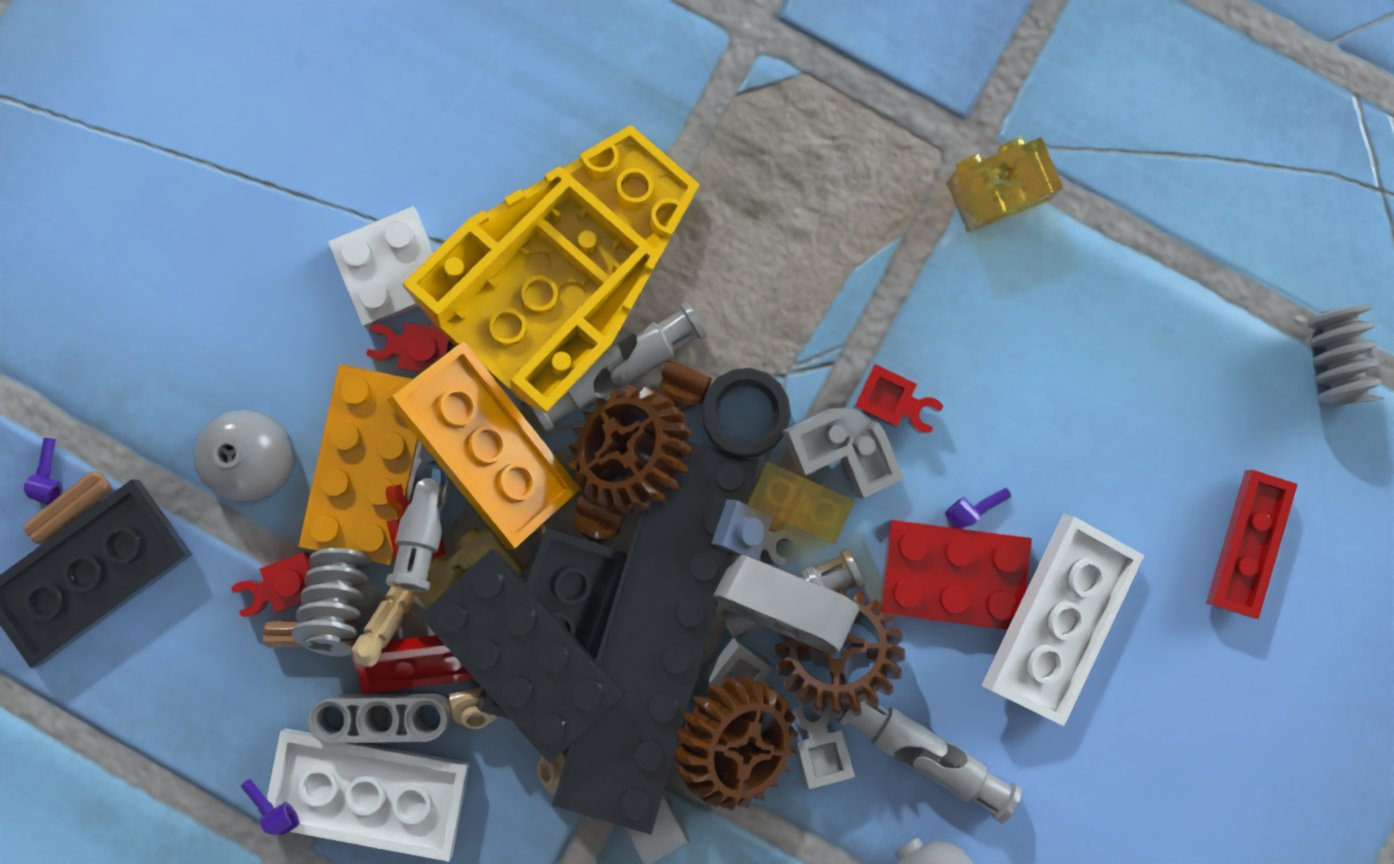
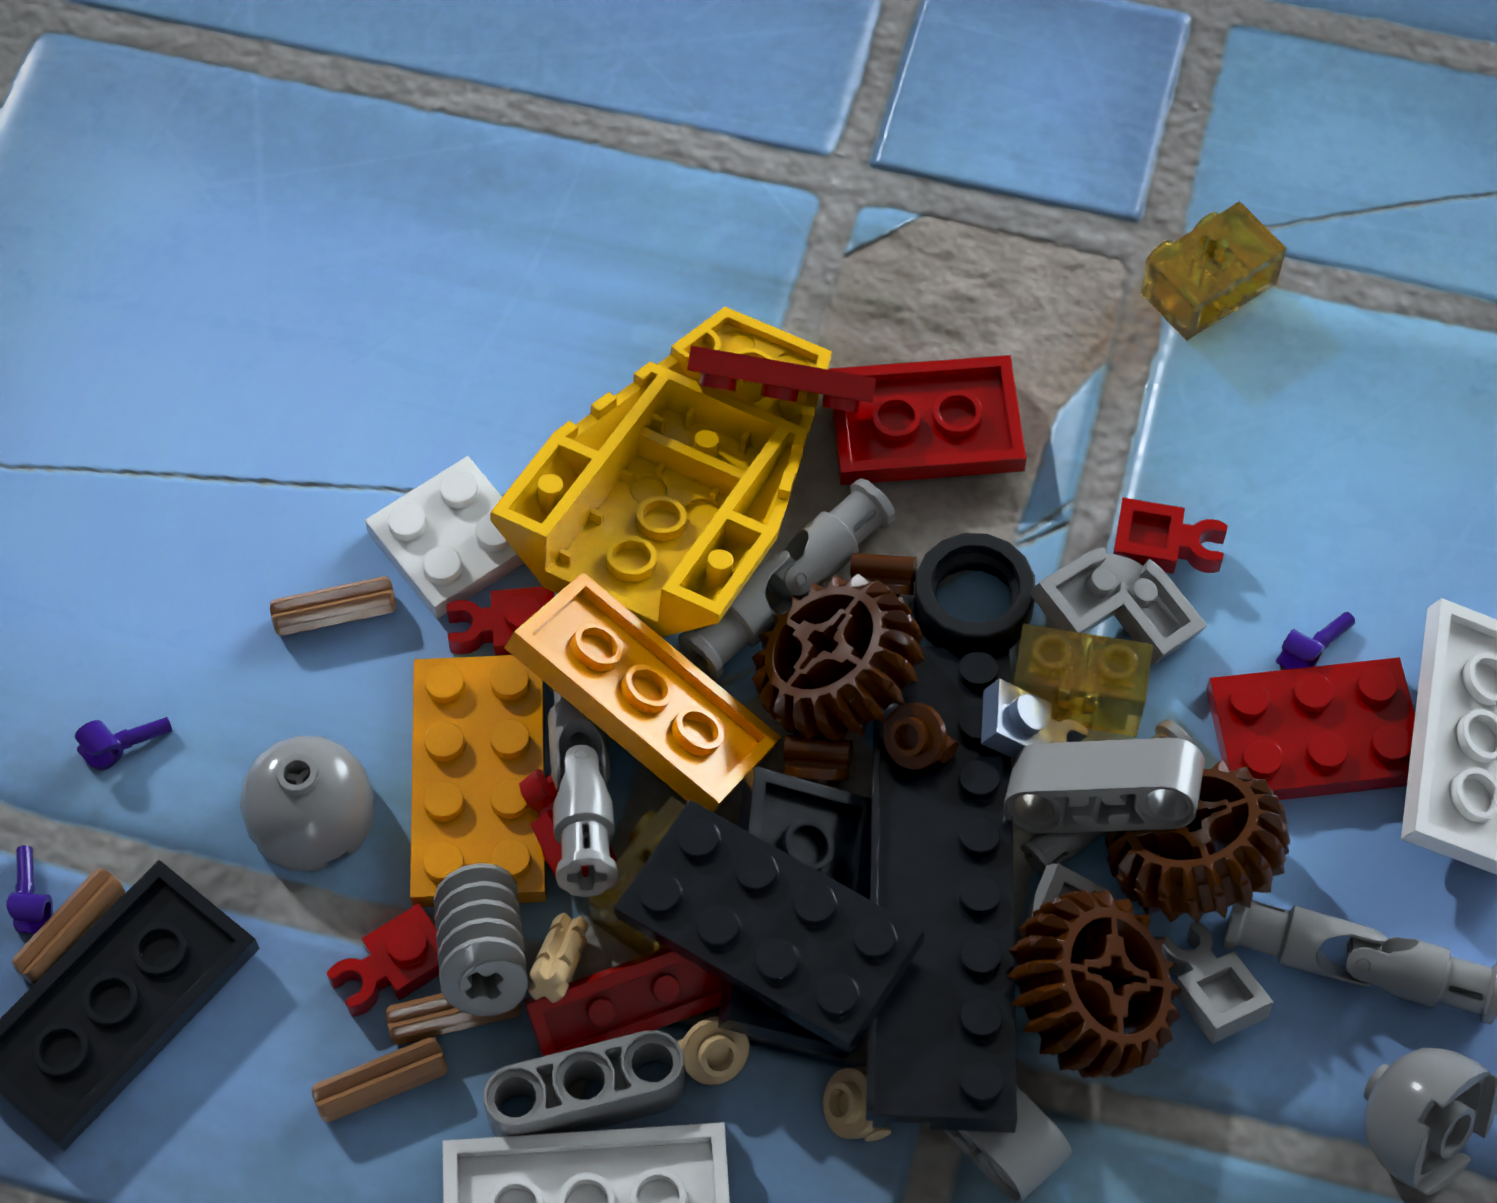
camera: 15 degrees left, 25 degrees down
(110, 373) = (104, 749): none -> dark purple hand
(252, 670) = (379, 1079): none -> medium nougat axle
(293, 304) = (332, 606): none -> medium nougat axle
(649, 210) = (780, 378): none -> red plate
(668, 526) = (917, 737): none -> reddish brown plate
(753, 259) = (932, 422): none -> red plate

